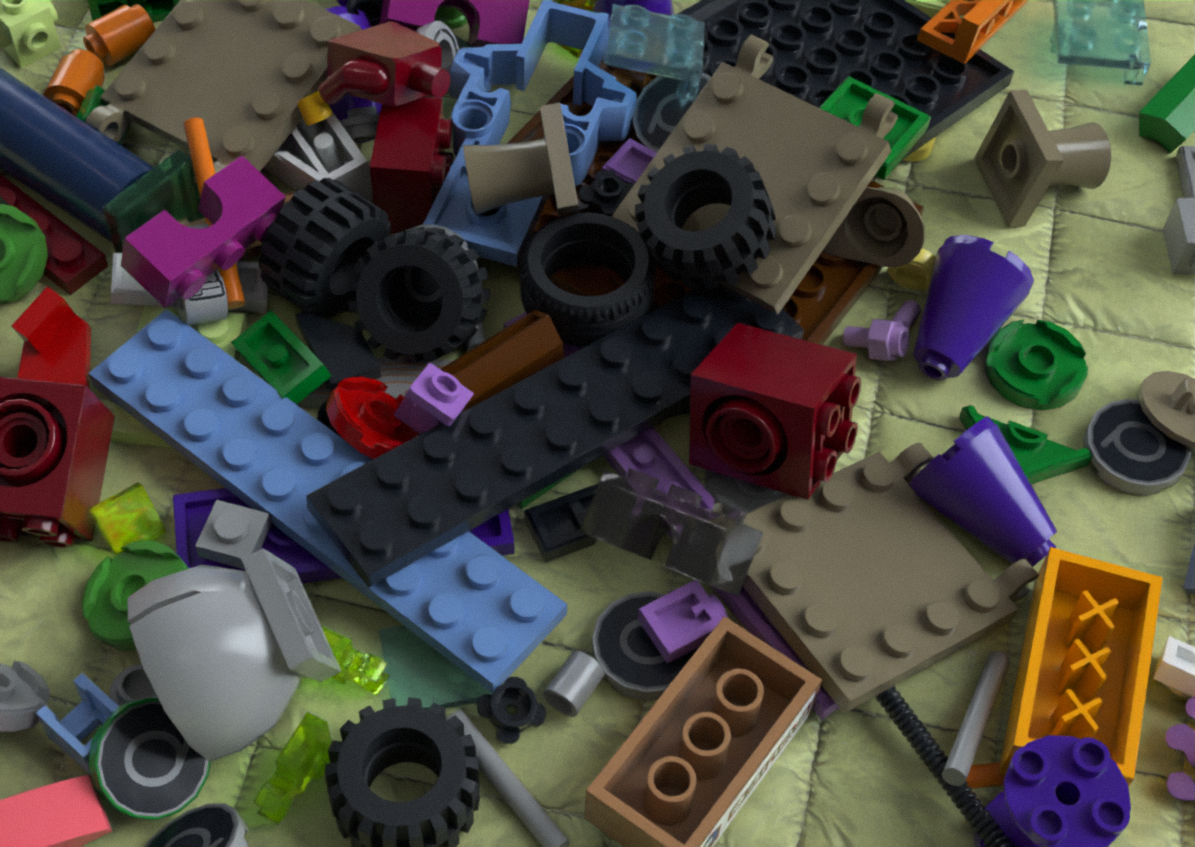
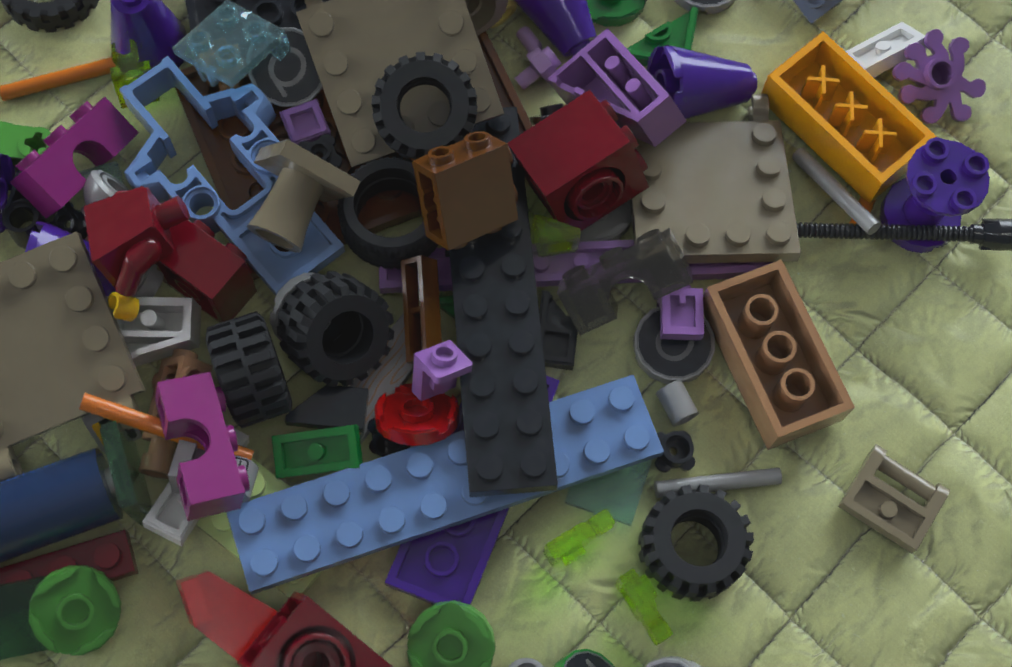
camera: 60 degrees left, 15 degrees up
(127, 518) = (384, 623): clear neon green tile -> none
(228, 648) = (566, 597): light grey plate -> none
(232, 533) = (448, 557): light grey plate -> none
(640, 297) = (466, 189): none -> reddish brown brick
(672, 439) = (554, 236): none -> clear neon green slope
(904, 407) = (619, 77): none -> medium lavender wedge

